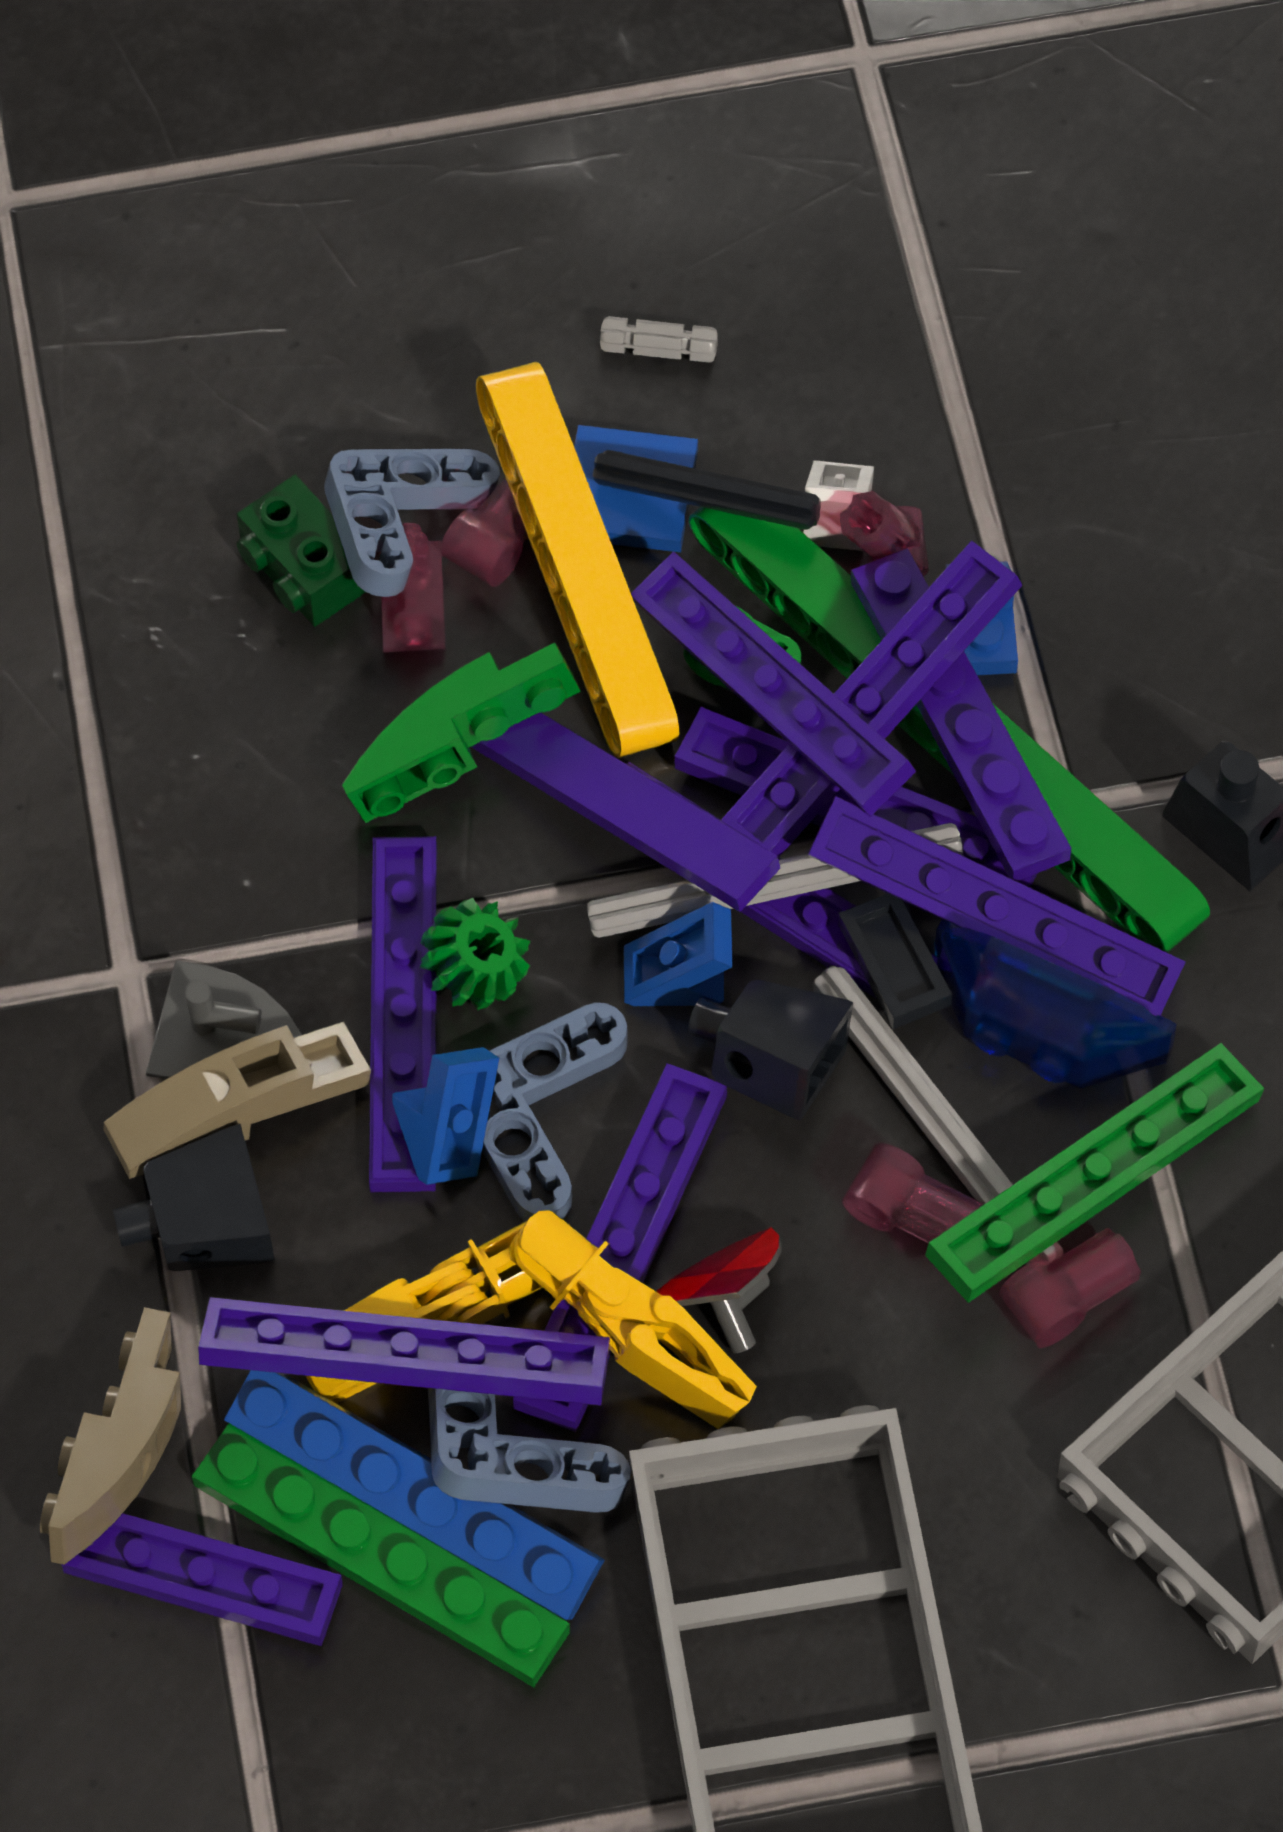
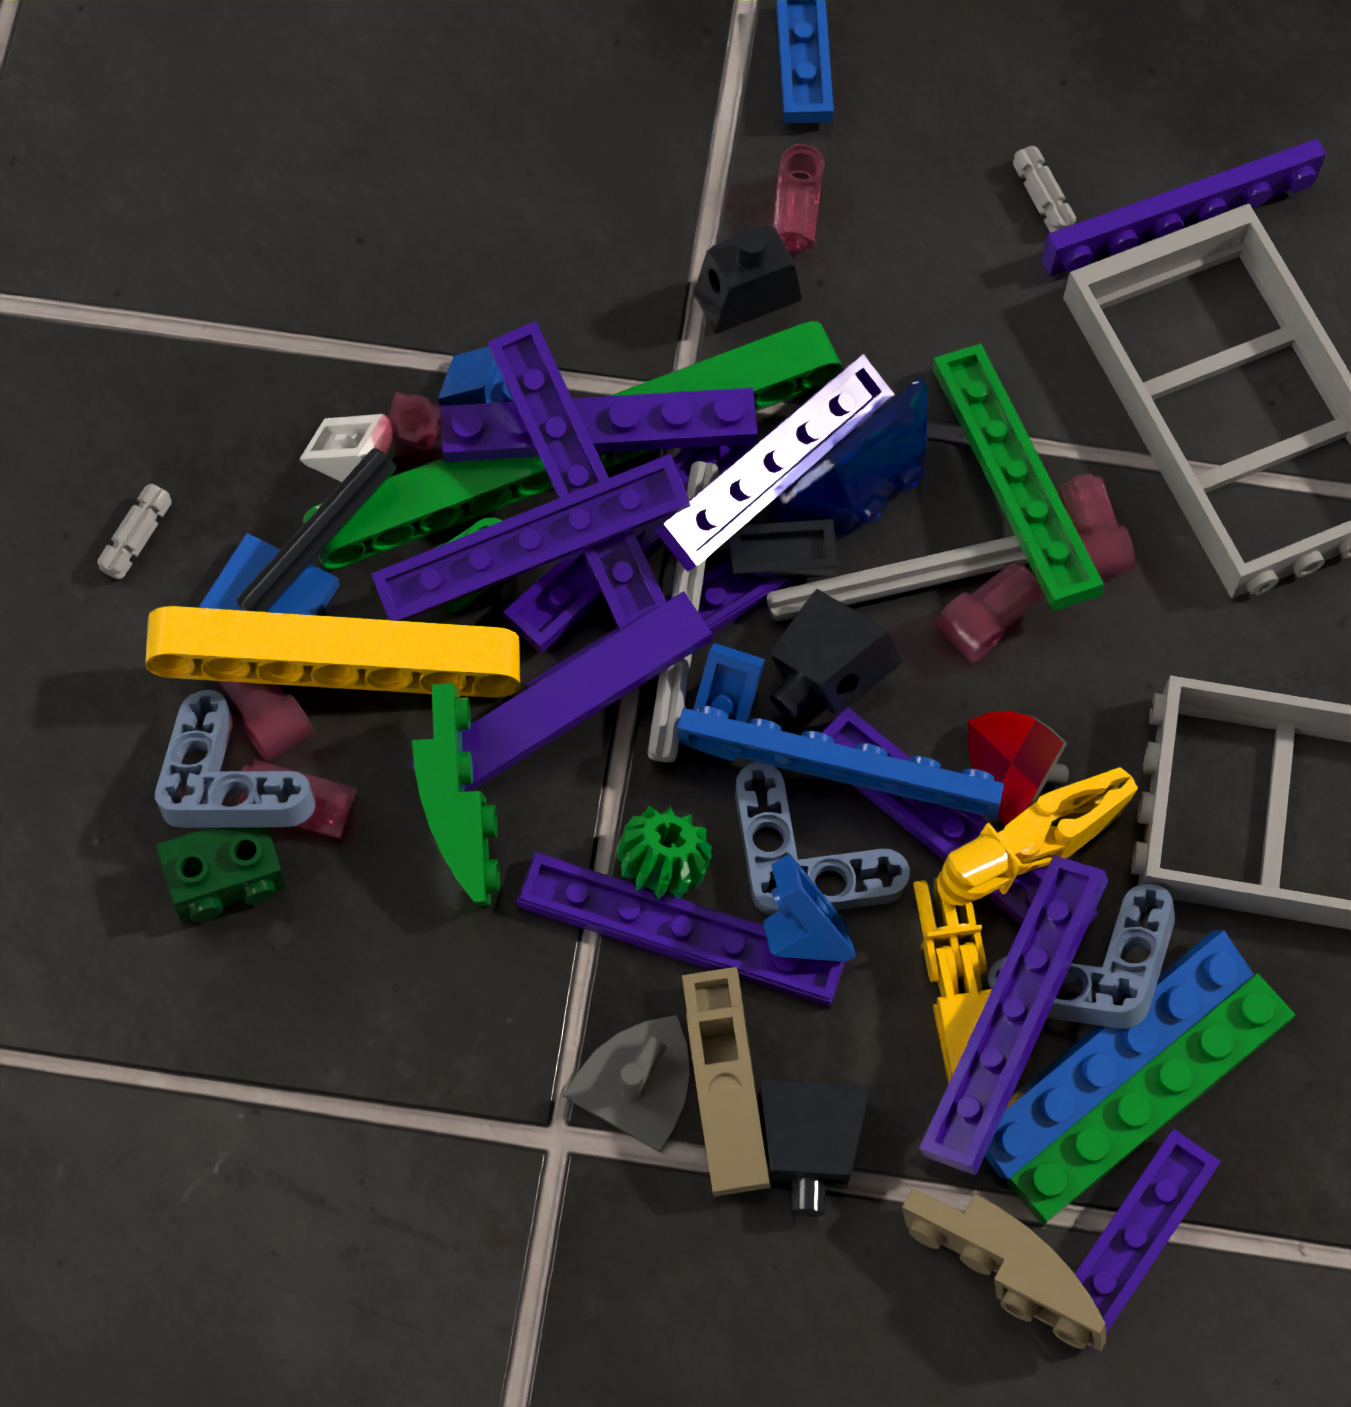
camera: 75 degrees left, 5 degrees up
(646, 1111) = (859, 766): none -> blue plate

